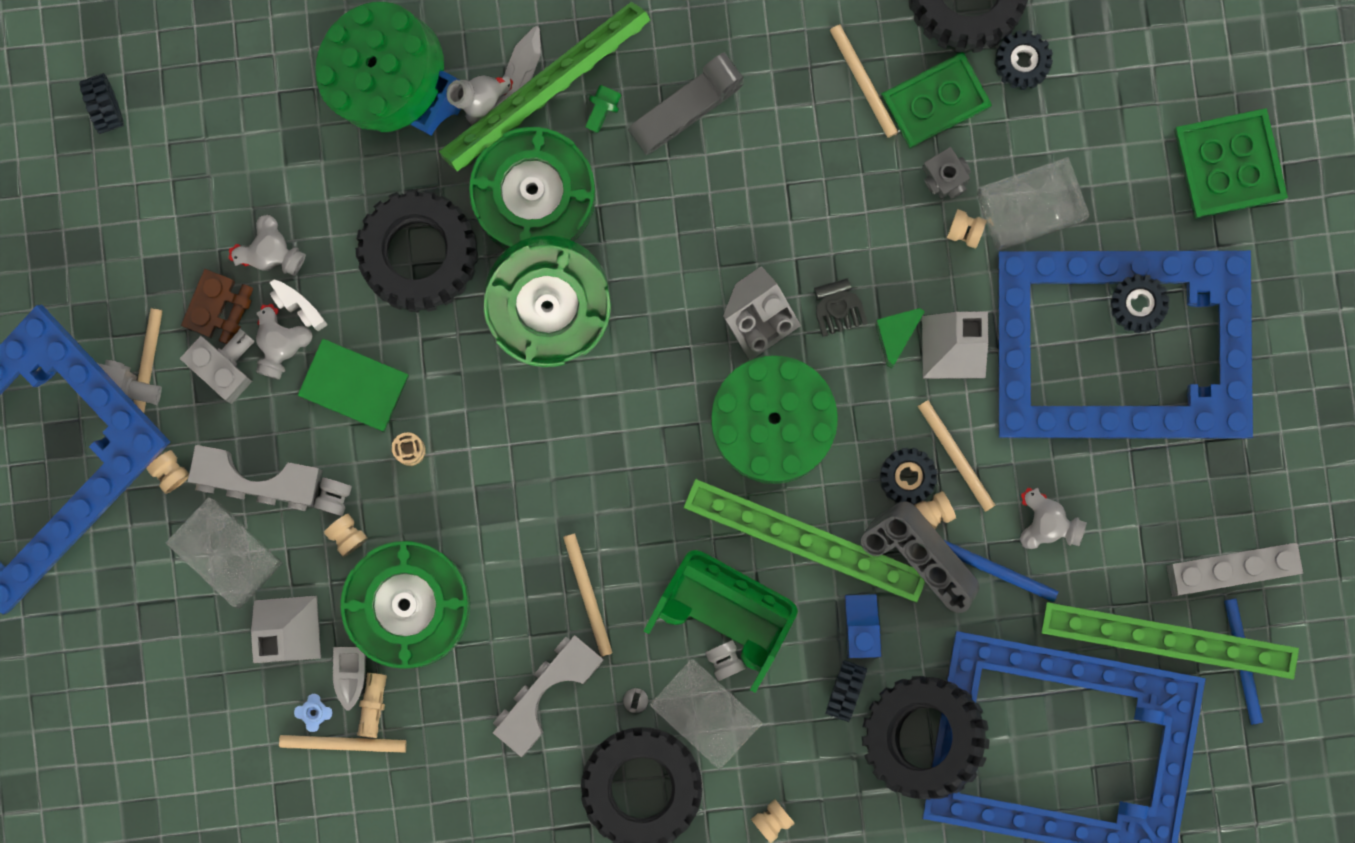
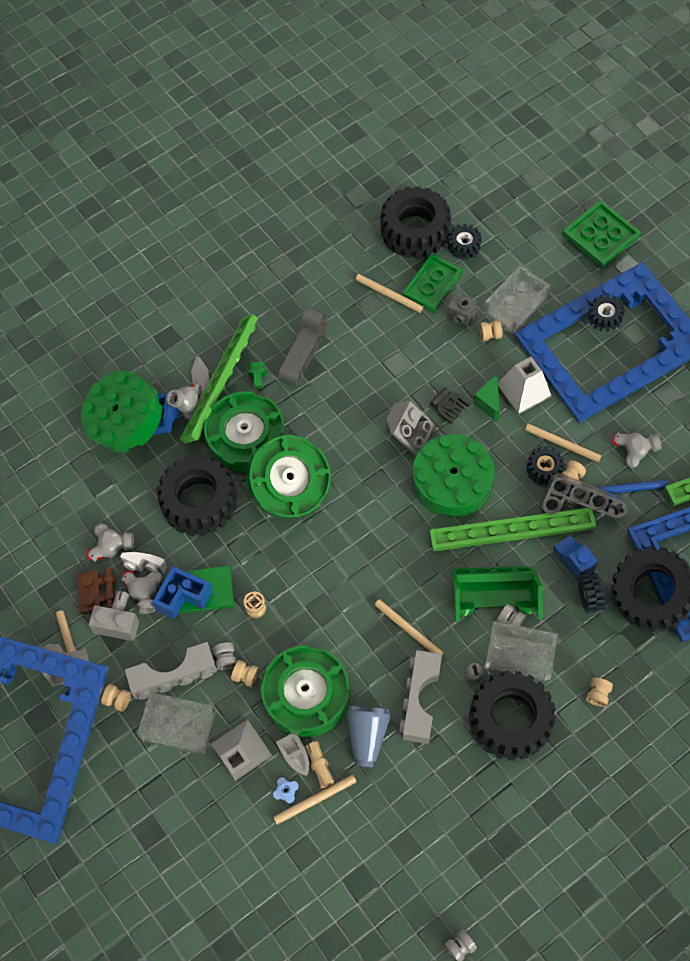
camera: 30 degrees left, 20 degrees down
(319, 375) = (181, 588): none -> blue brick
(451, 701) = (367, 733): none -> sand blue cone

